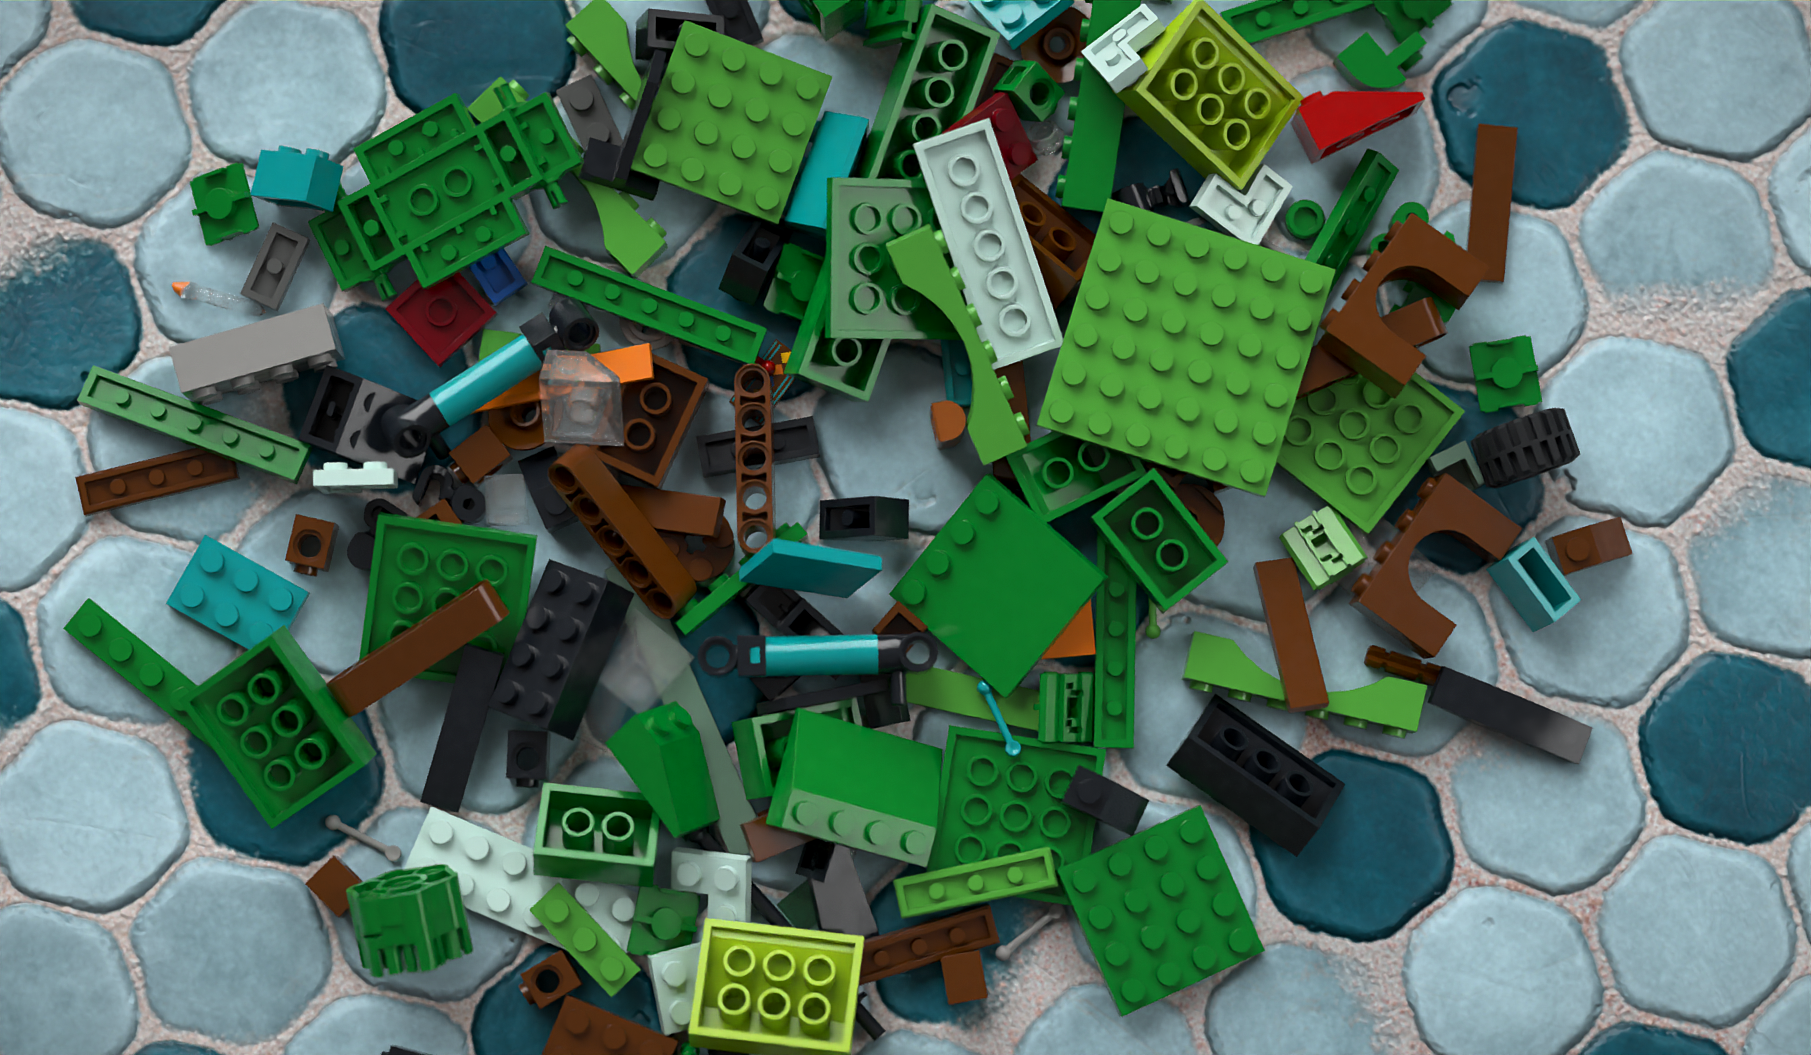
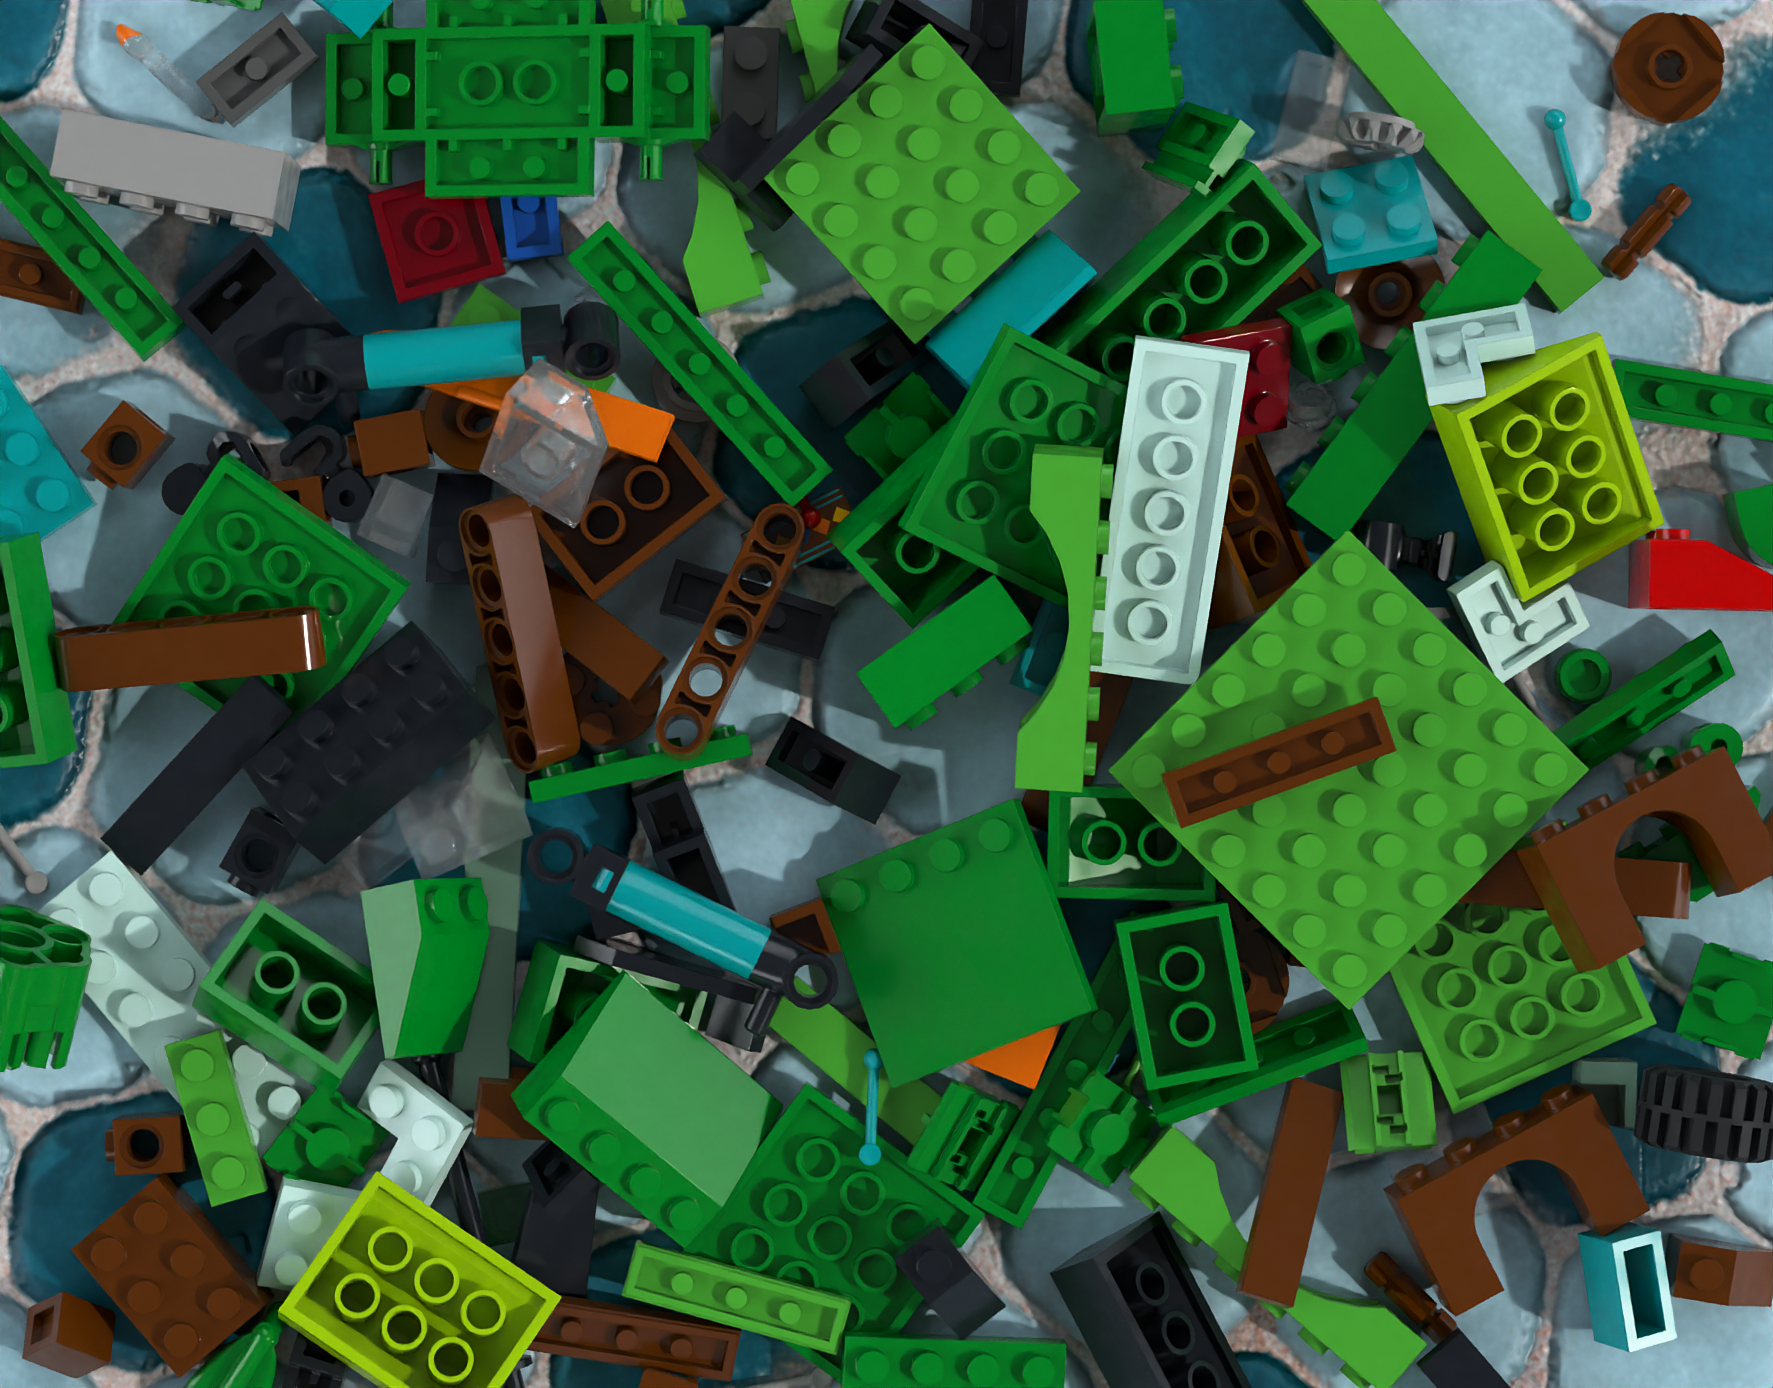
camera: 30 degrees right, 5 degrees up
(339, 478) = (206, 386): light aqua plate -> none
(810, 568) = (730, 804): teal tile -> none
(897, 407) = (946, 654): none -> green brick
(947, 423) = (998, 707): dark orange brick -> none
(1139, 362) = (1278, 762): none -> reddish brown plate
(1151, 656) = (1101, 1129): none -> green piece
(1242, 550) = (1282, 1054): none -> green plate

